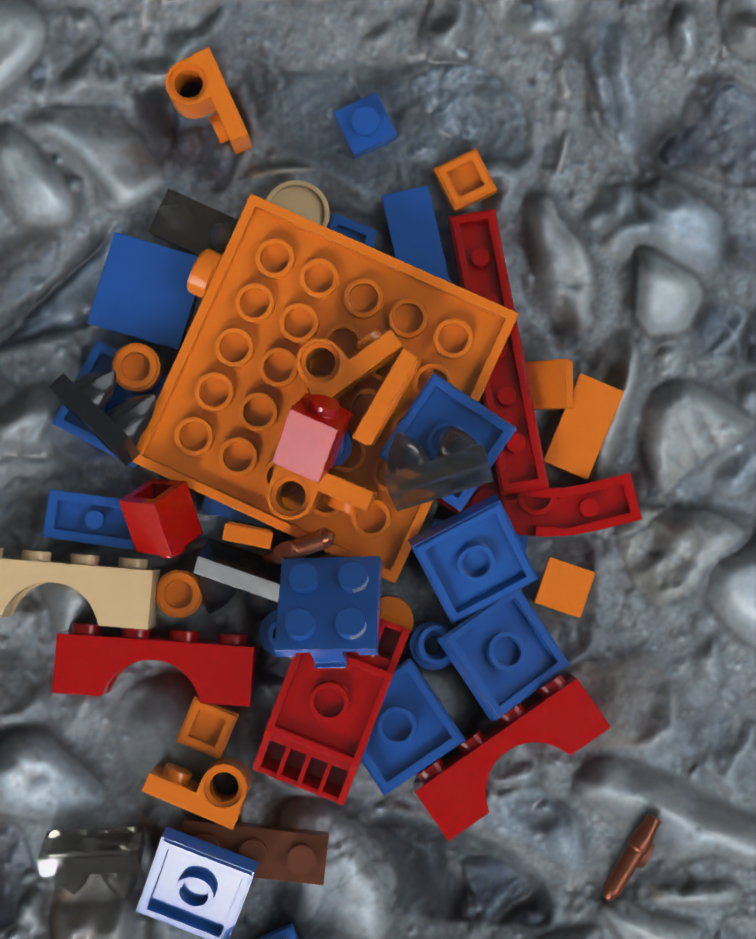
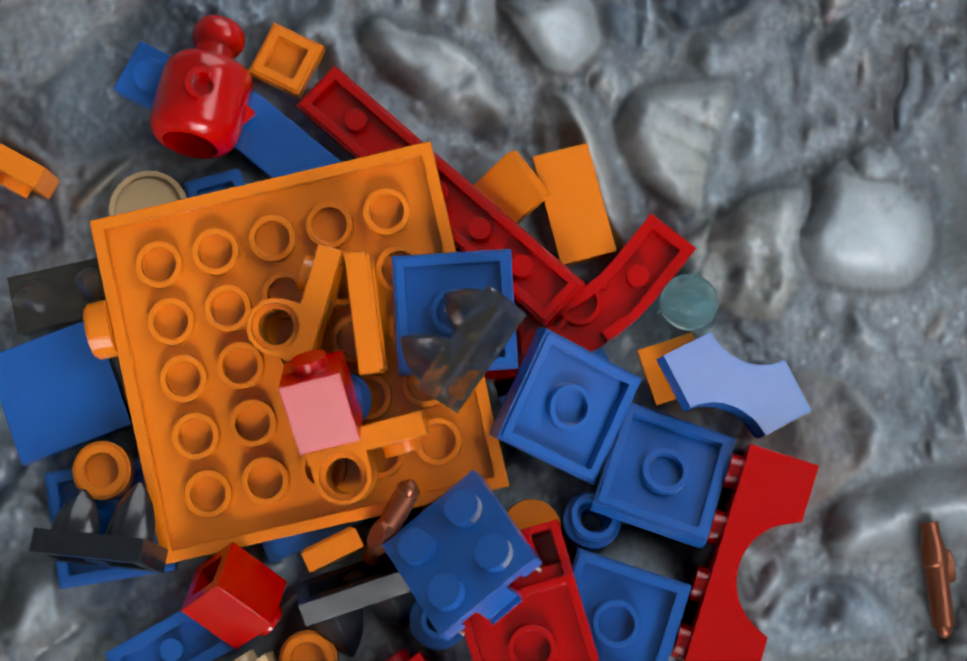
camera: 30 degrees left, 5 degrees down
(392, 162) = (204, 93): none -> red piece
(606, 647) = (754, 393): none -> tile
(608, 551) = (688, 303): none -> clear light blue plate

